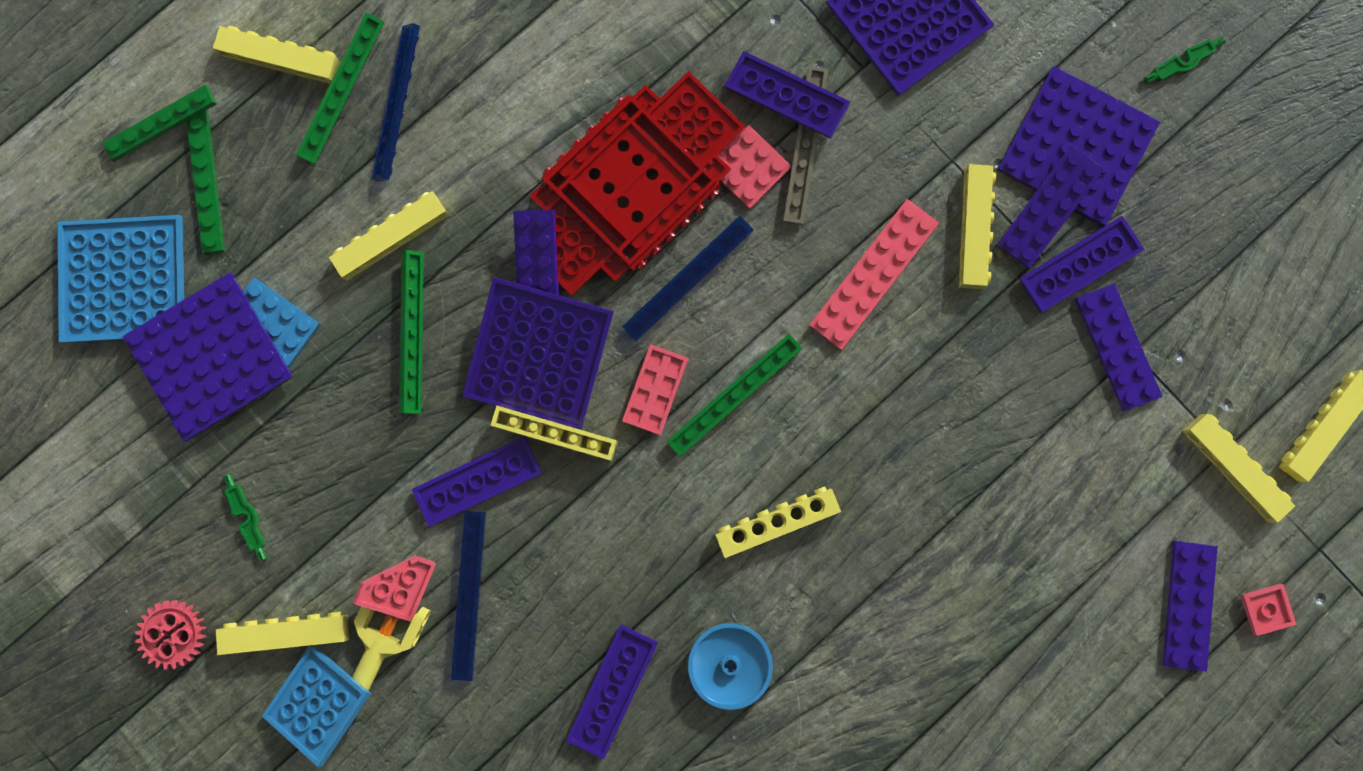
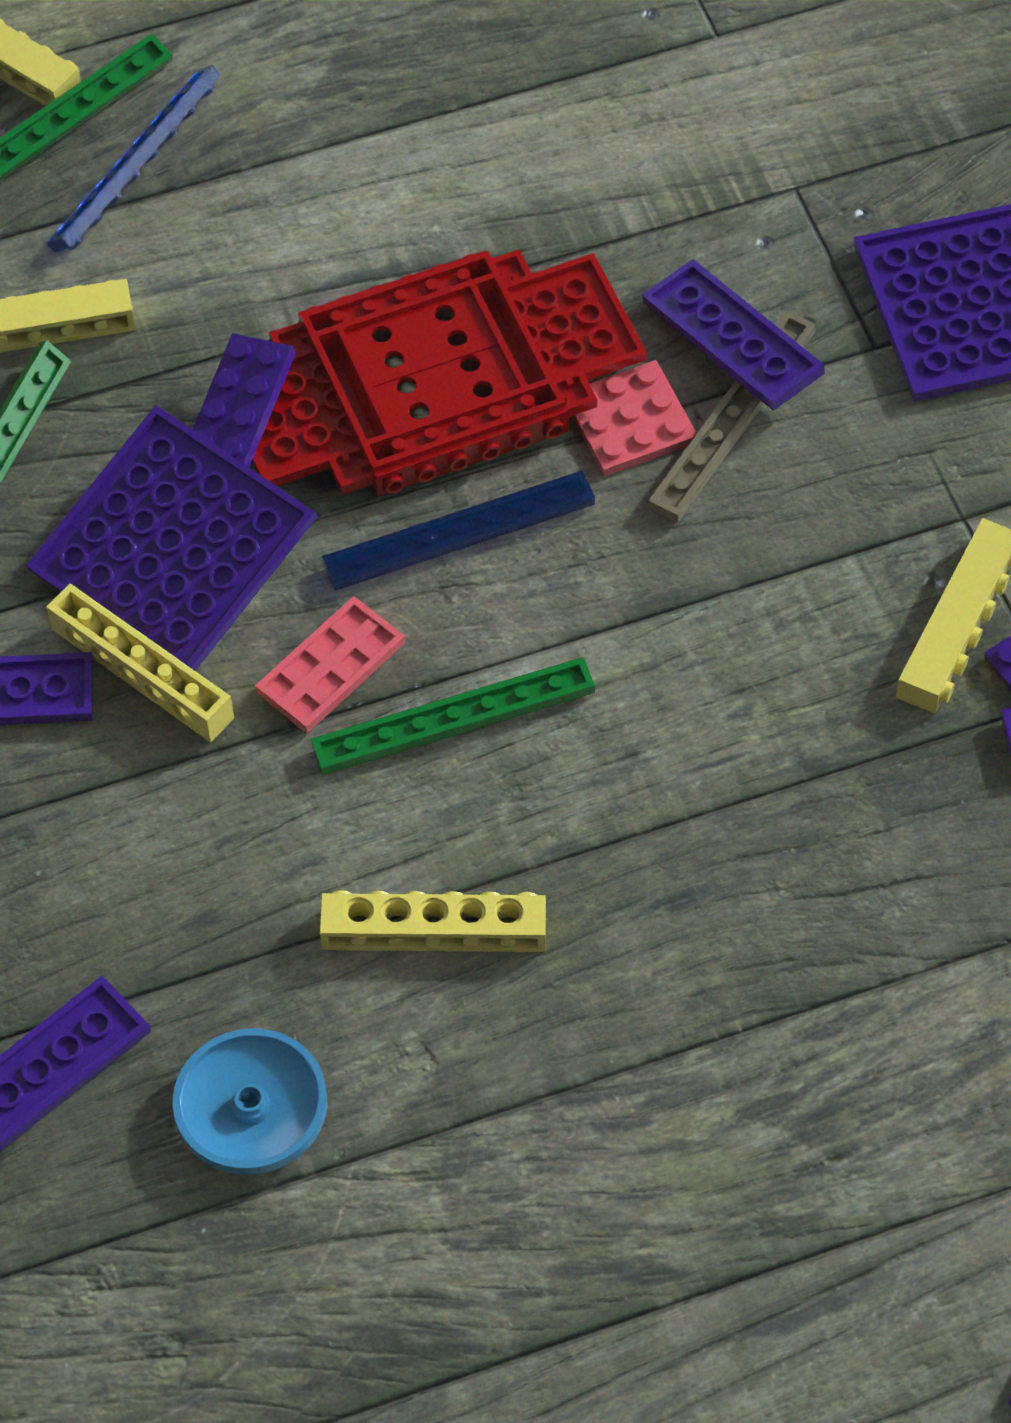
camera: 25 degrees right, 25 degrees down
(873, 274) = (761, 629): coral plate -> none

